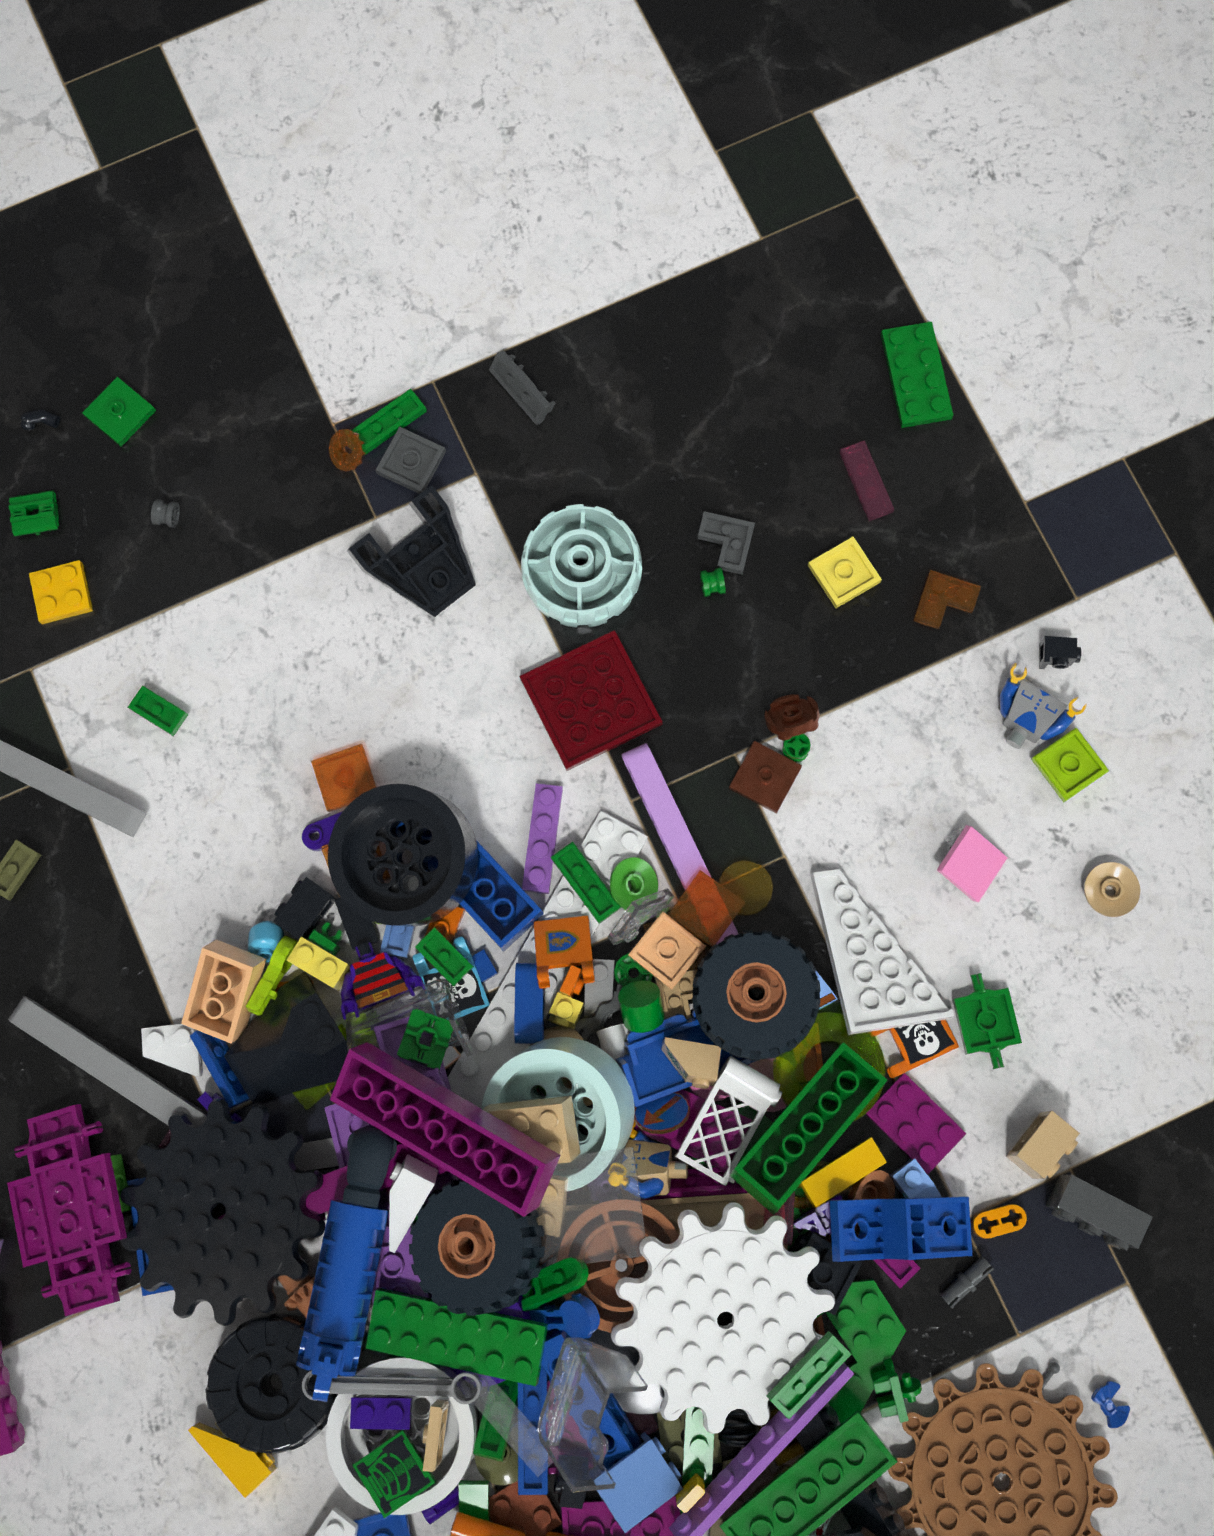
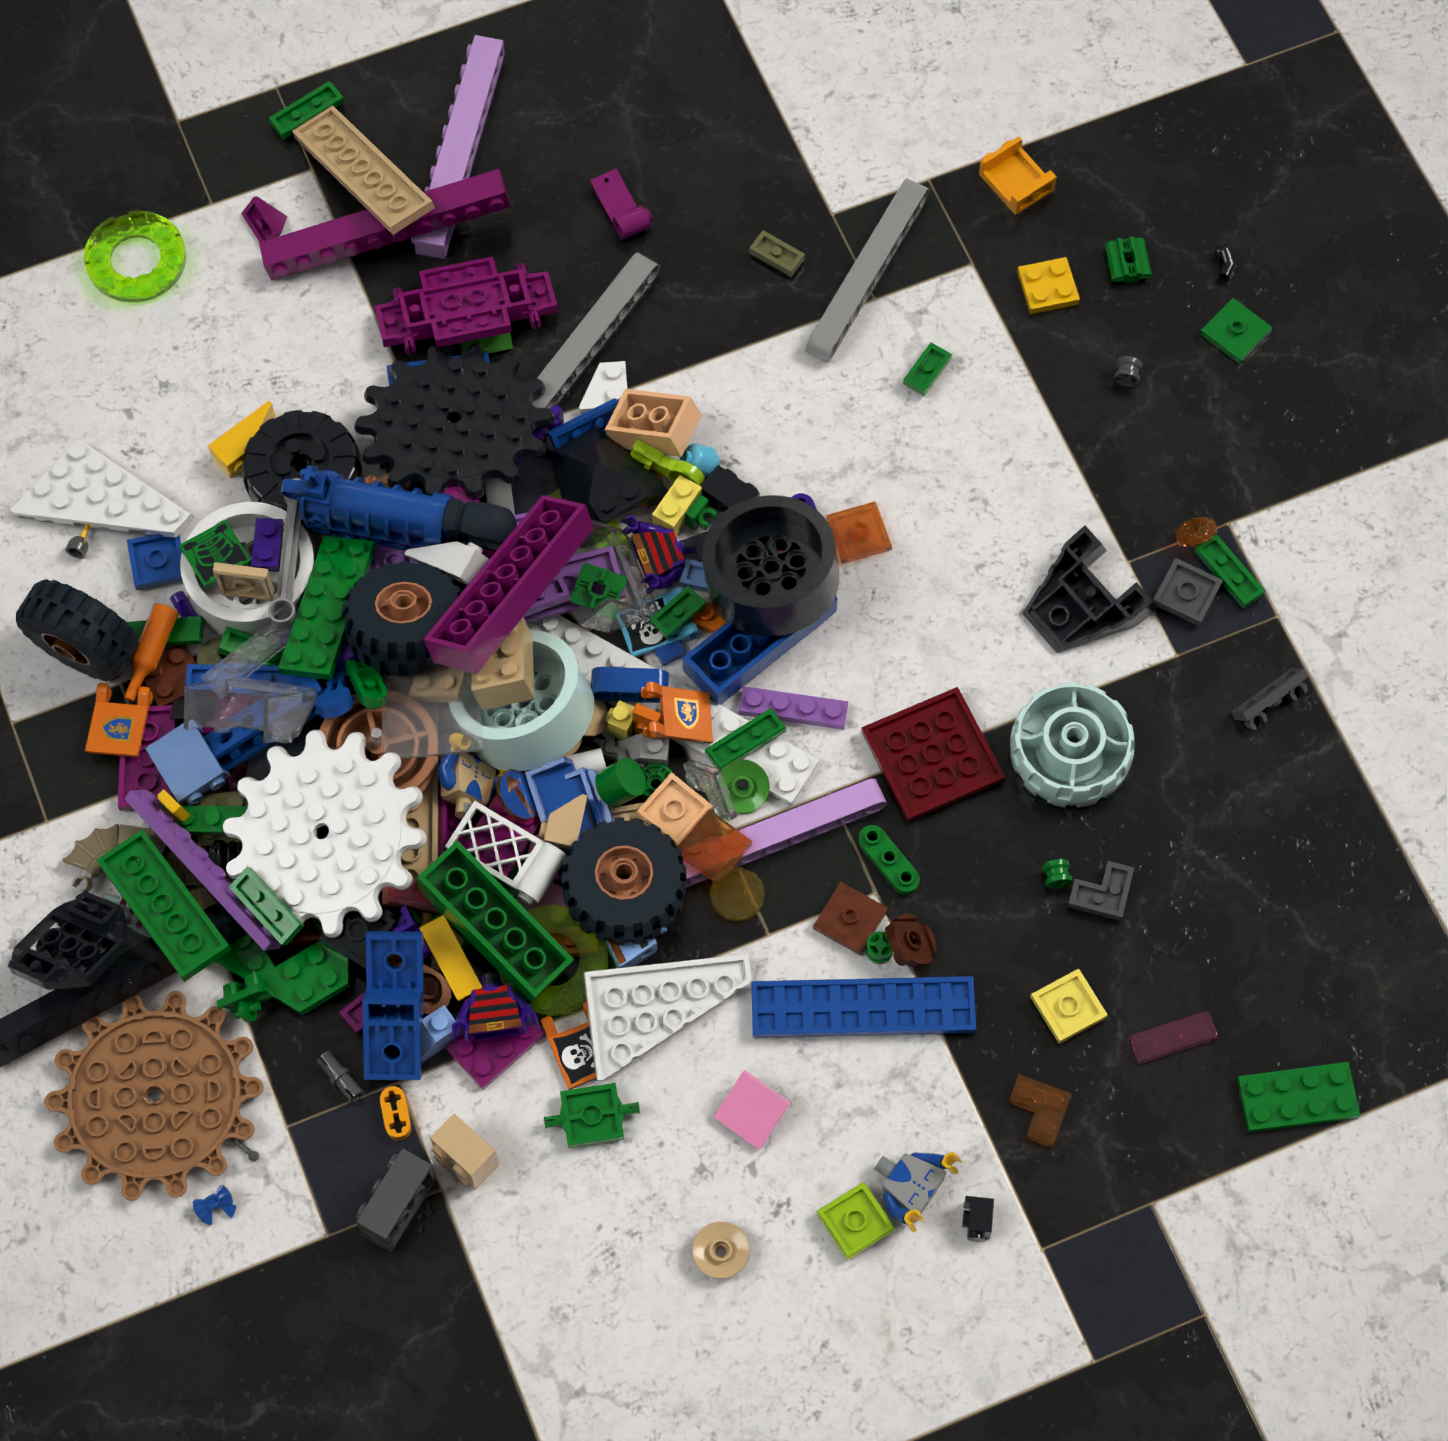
camera: 85 degrees right, 10 degrees down
(697, 752) = (891, 870): none -> green plate
(857, 763) = (863, 1007): none -> blue plate
(897, 1123) = (493, 1012): none -> torso

